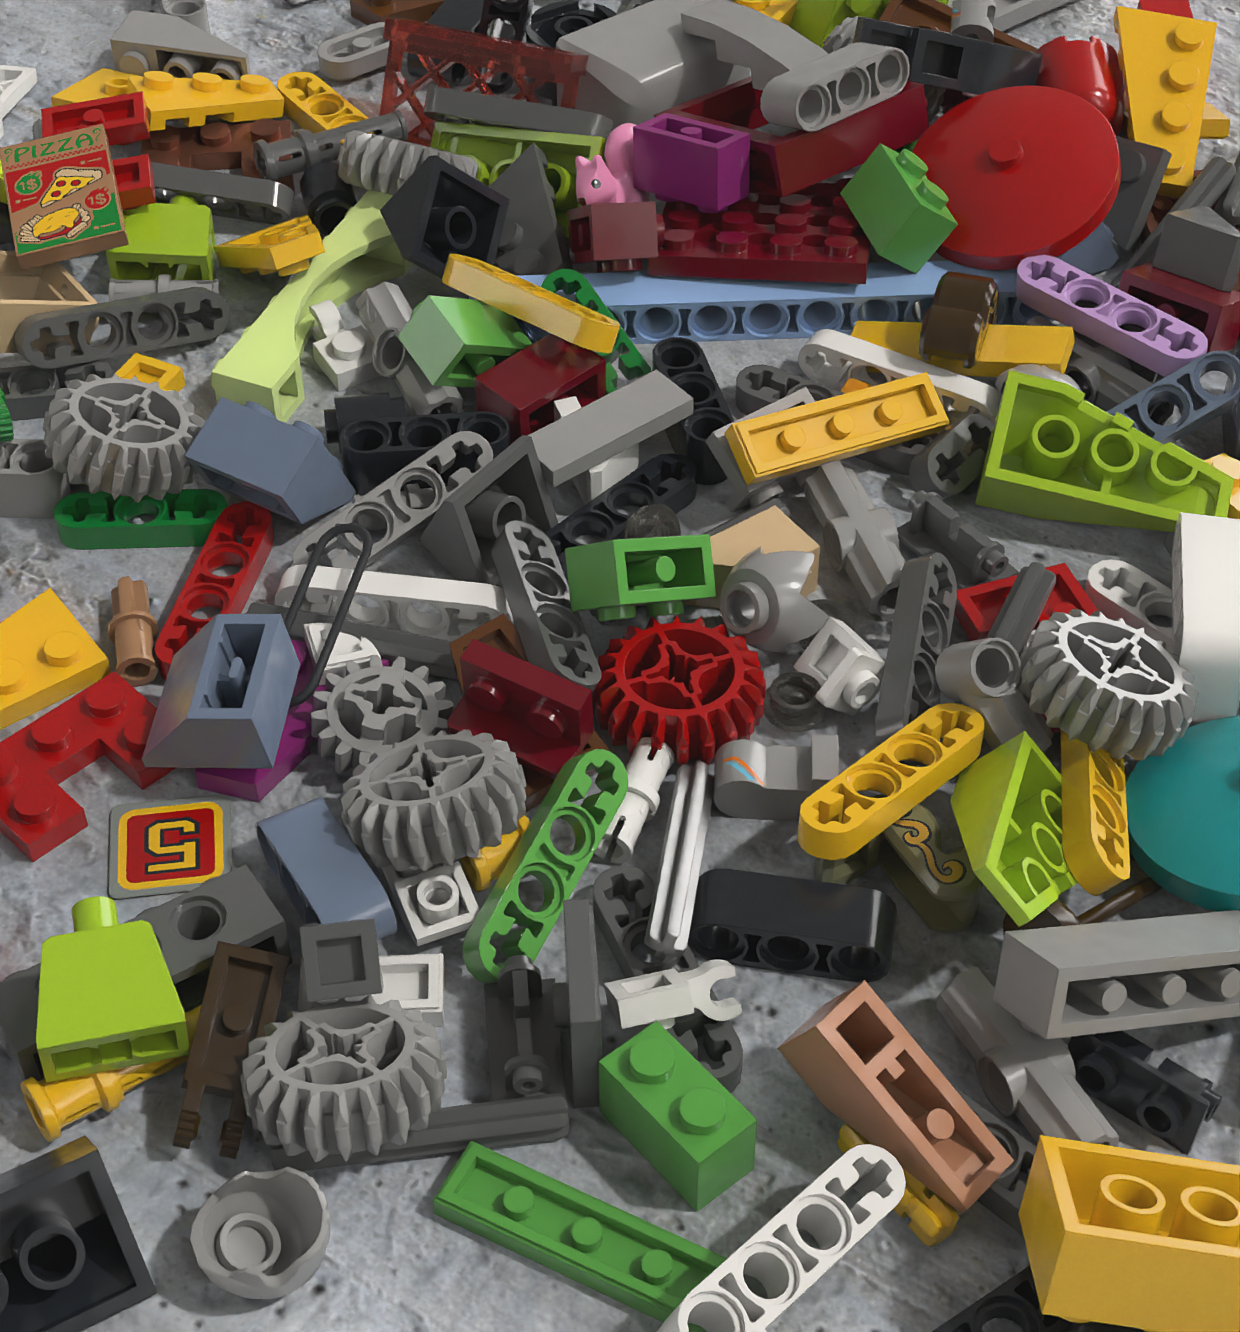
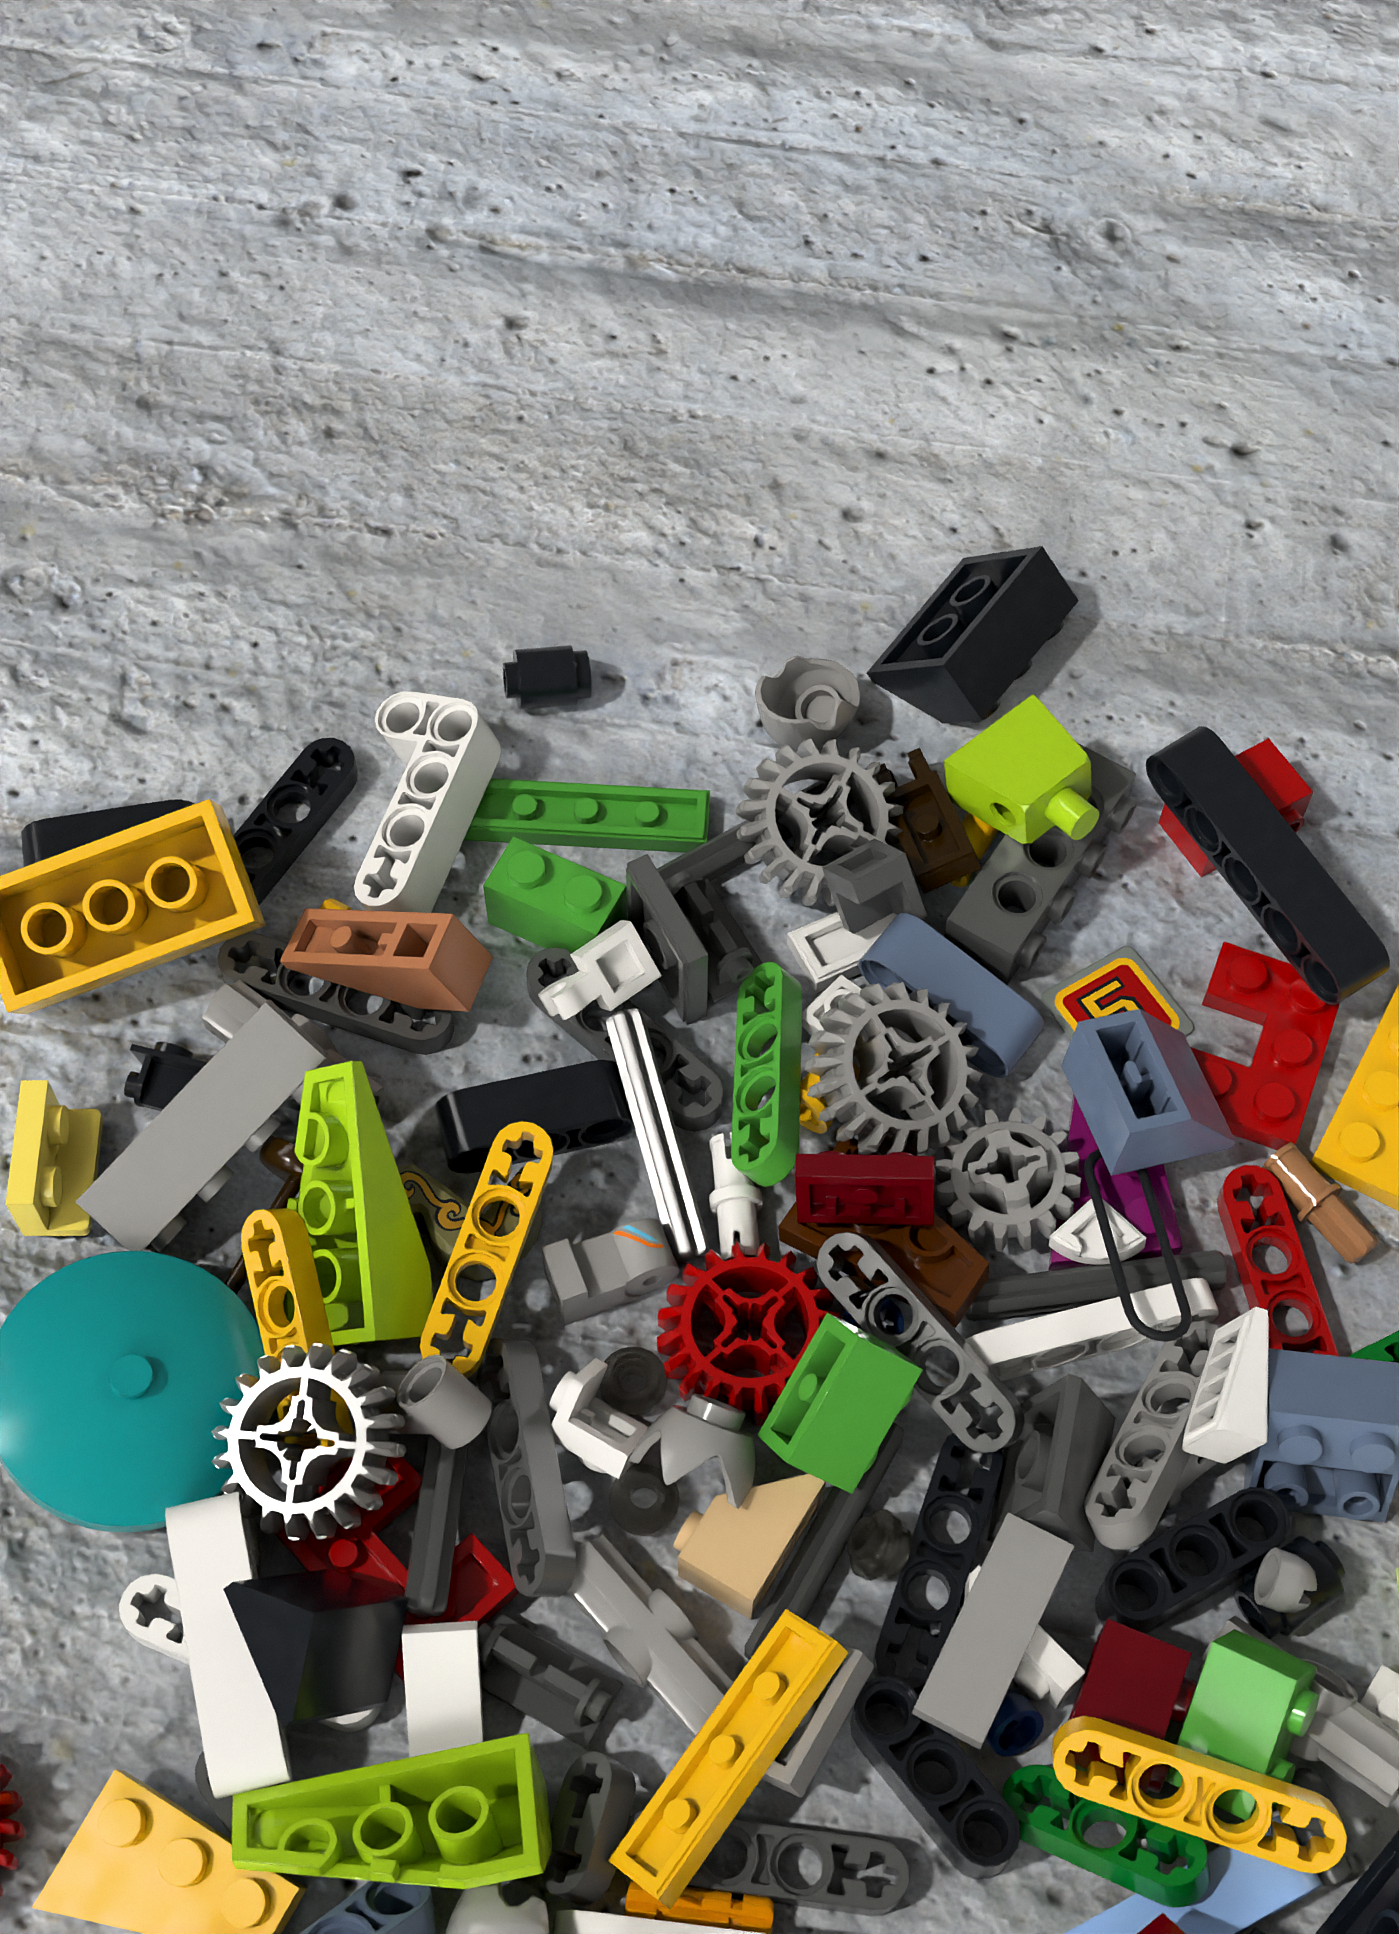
camera: 155 degrees right, 15 degrees up
(362, 466) = (1232, 1394): none -> white slope
(382, 384) = (1282, 1582): none -> light grey hinge
(1038, 541) = (442, 1686): none -> white tile
(1138, 557) = (320, 1641): none -> black slope

